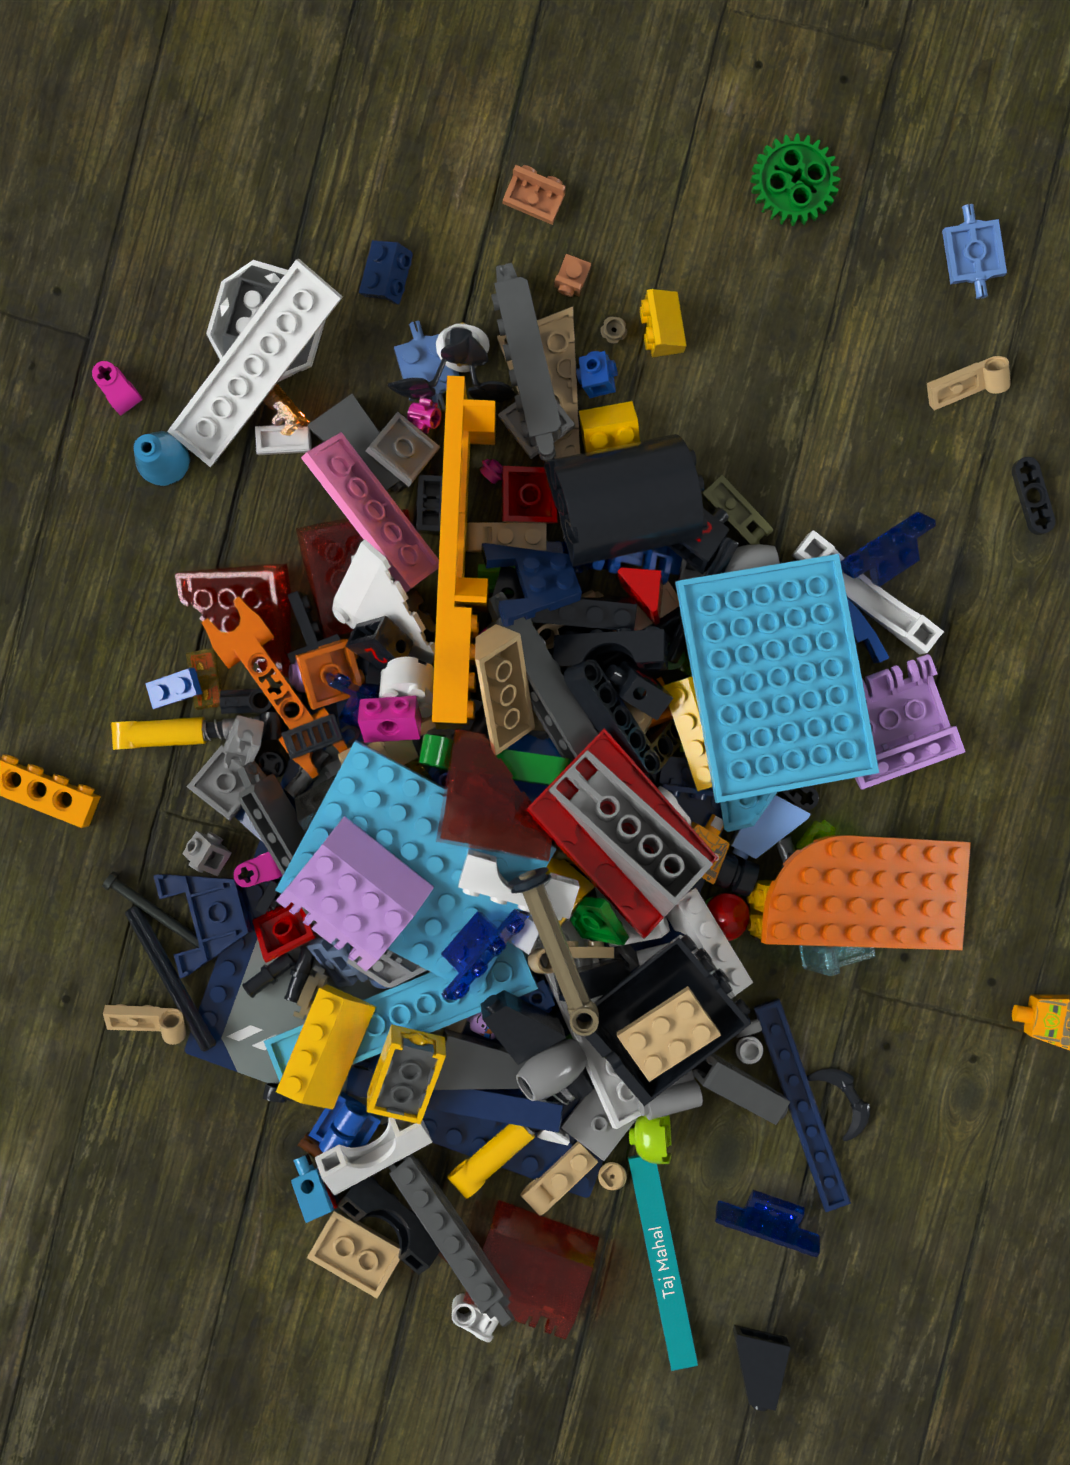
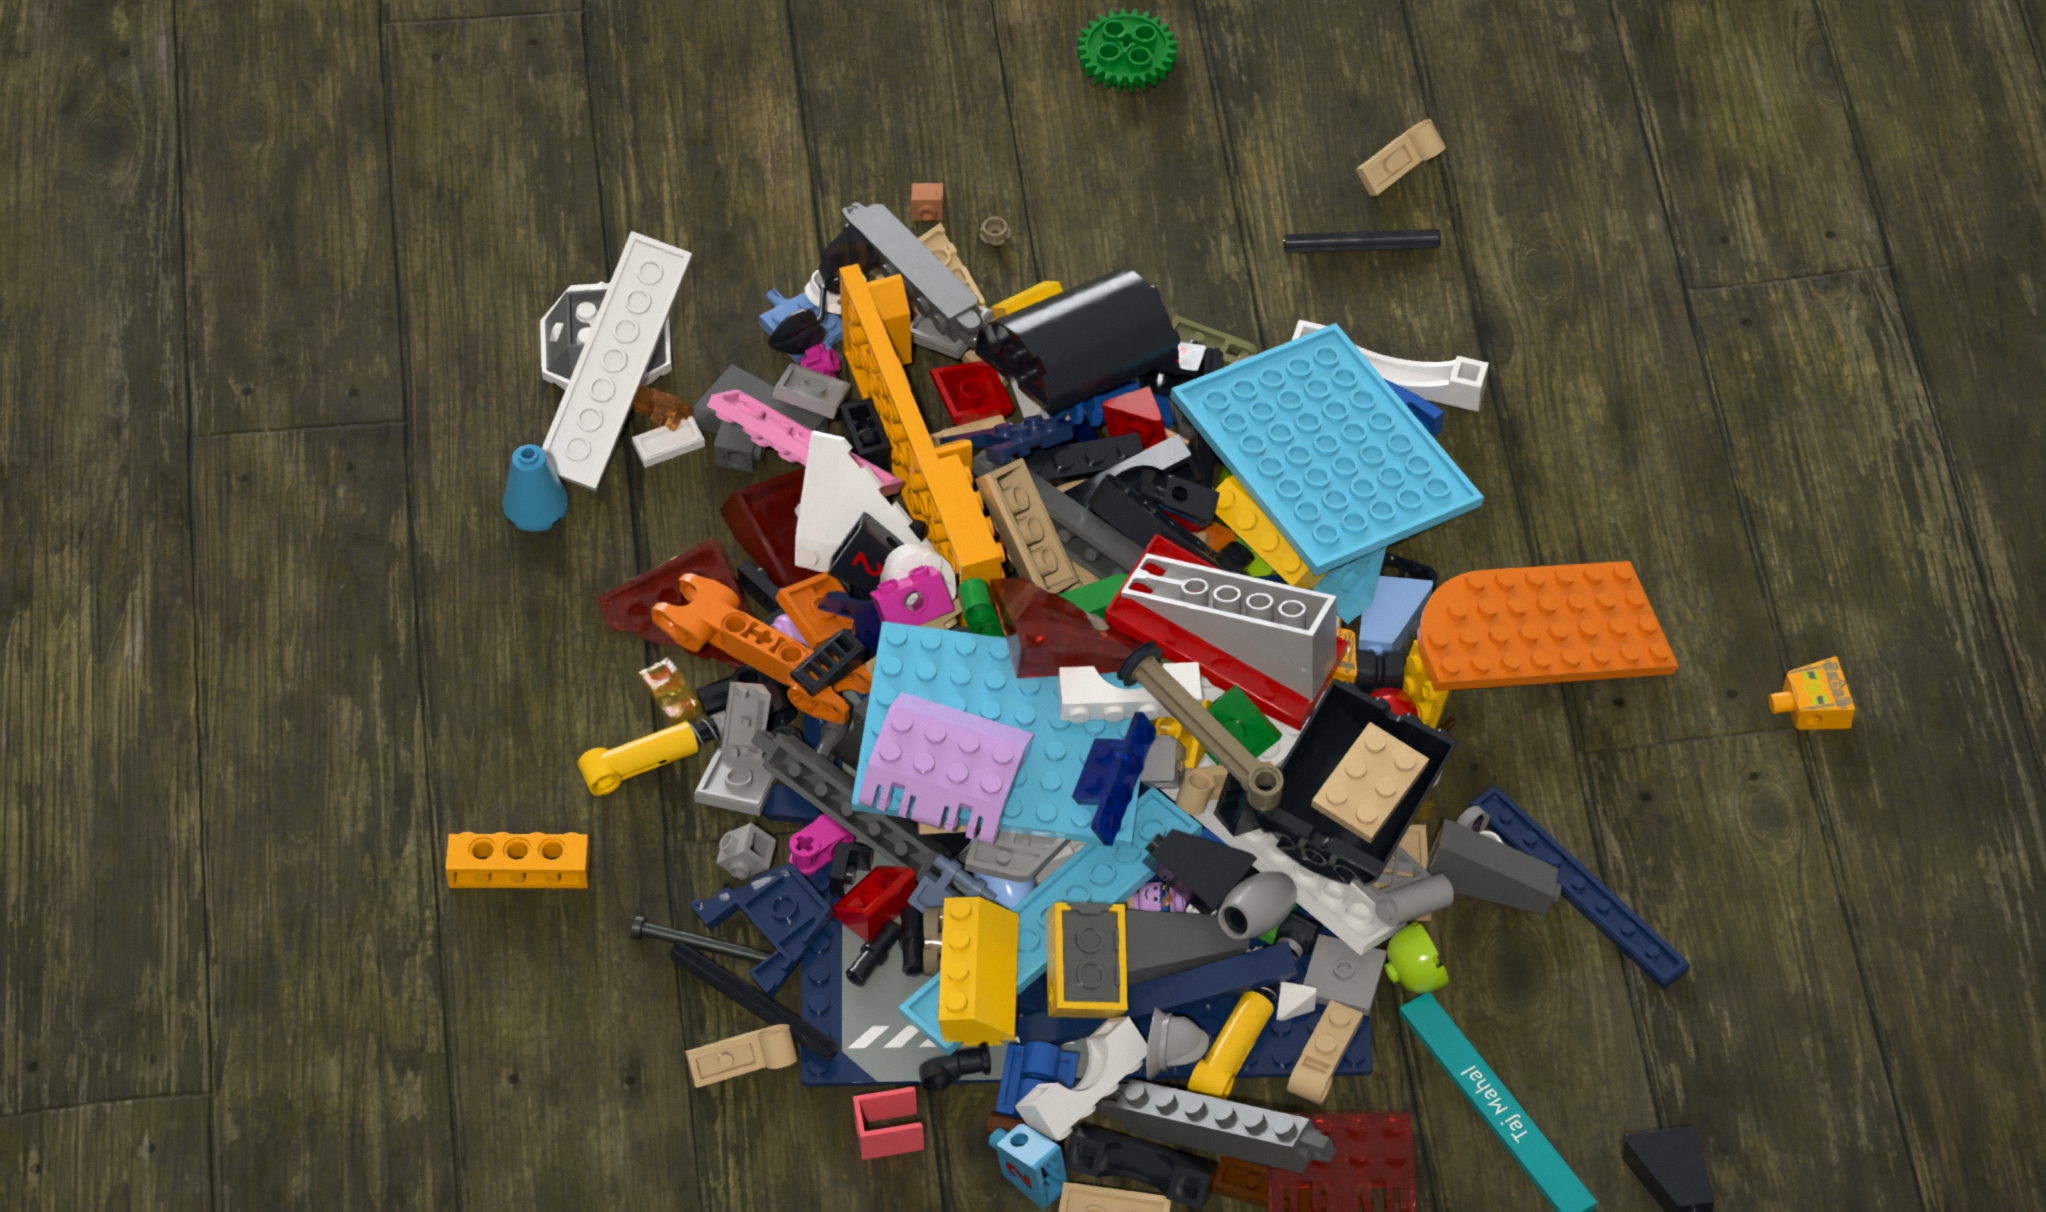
camera: 20 degrees left, 35 degrees down
(118, 389) = (458, 447): dark pink piece -> none
(173, 688) = (638, 706): plate -> none
(223, 1132) = (892, 1139): none -> coral piece
(386, 271) = (720, 256): dark blue bracket -> none
(450, 1148) = (1173, 1043): none -> light grey piece
(492, 470) = (922, 391): dark pink plate -> none
(534, 194) = (854, 141): nougat bracket -> none
(597, 374) = (995, 269): blue brick -> none
(612, 1176) = (1389, 1033): tan tile -> none
(664, 323) = (1045, 205): yellow slope -> none
(770, 1220) = (1602, 1005): clear blue bracket -> none
(829, 958) = (1528, 707): clear light blue bracket -> none
(844, 1081) = (1648, 864): black piece -> none
(889, 552) = (1398, 323): clear blue bracket -> none
(902, 452) = (1361, 240): none -> black axle
(907, 721) = (1495, 461): lavender slope -> none
(974, 251) = (1347, 51): medium blue plate -> none
(1022, 491) = (1522, 222): black beam -> none

